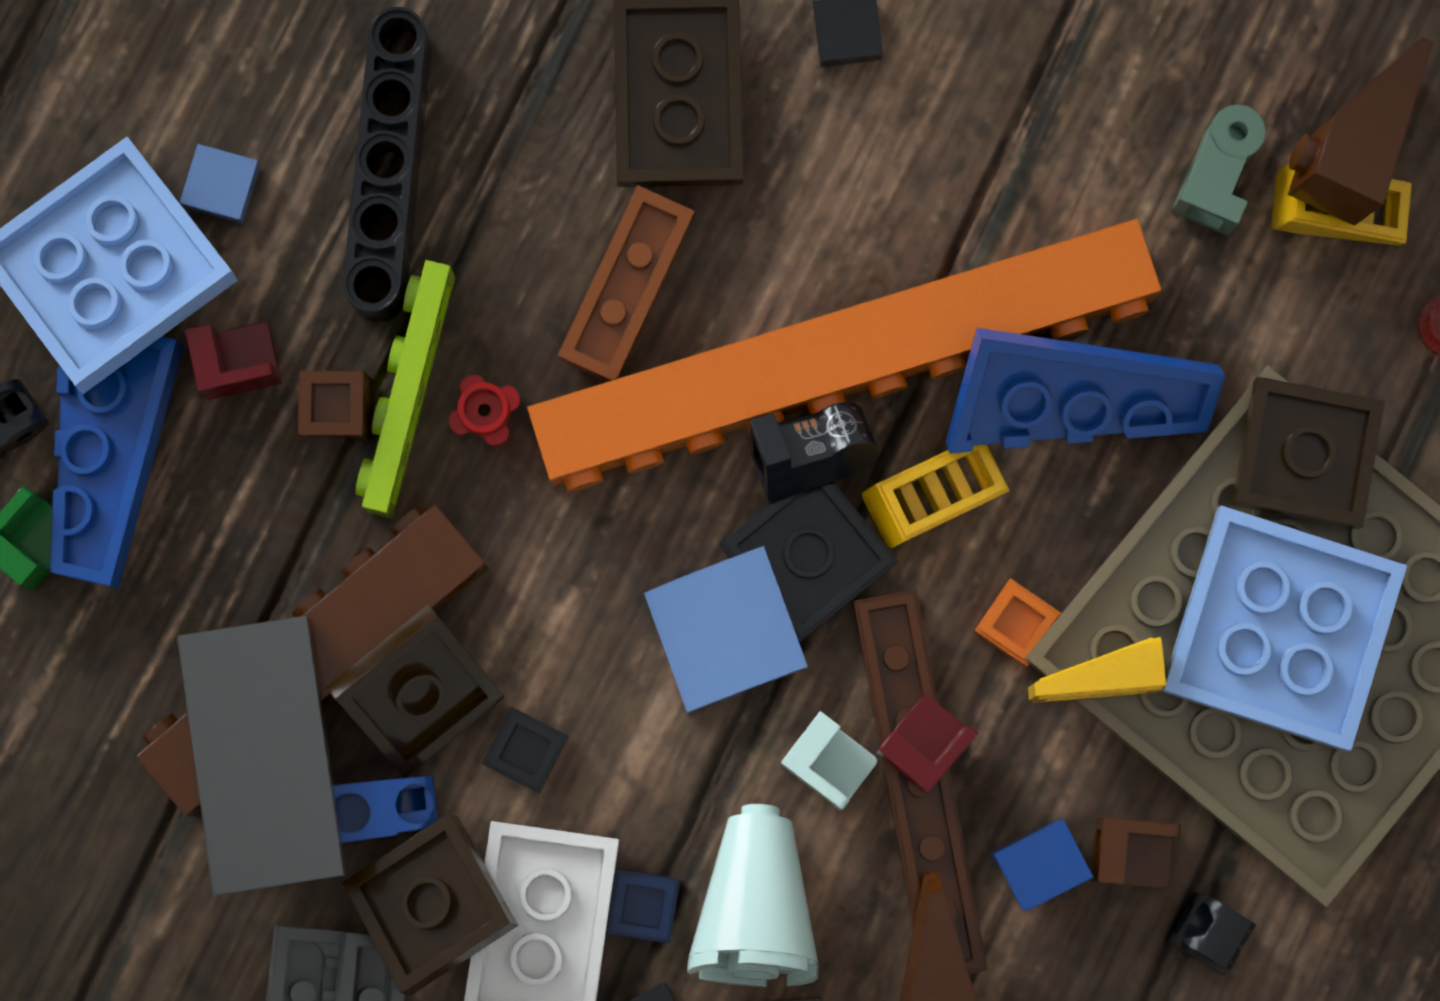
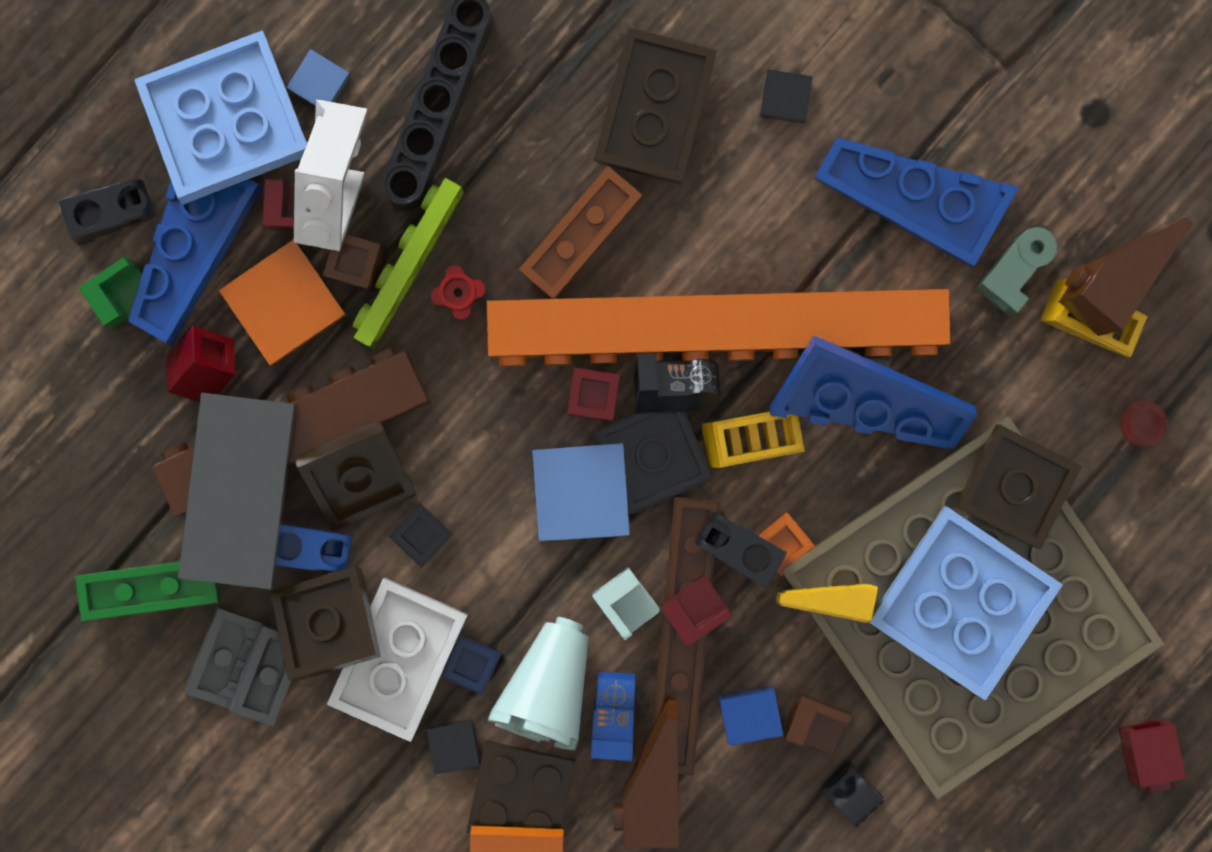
camera: 15 degrees right, 5 degrees up
(163, 600) = (200, 364): none -> dark red panel
(167, 933) = (140, 591): none -> green plate
(252, 490) = (282, 302): none -> orange tile
(267, 314) = (323, 182): none -> white window
(706, 493) = (593, 395): none -> dark red panel
(856, 919) = (613, 717): none -> blue leg
(963, 642) = (741, 549): none -> black leg
(1086, 116) = (928, 201): none -> blue wing

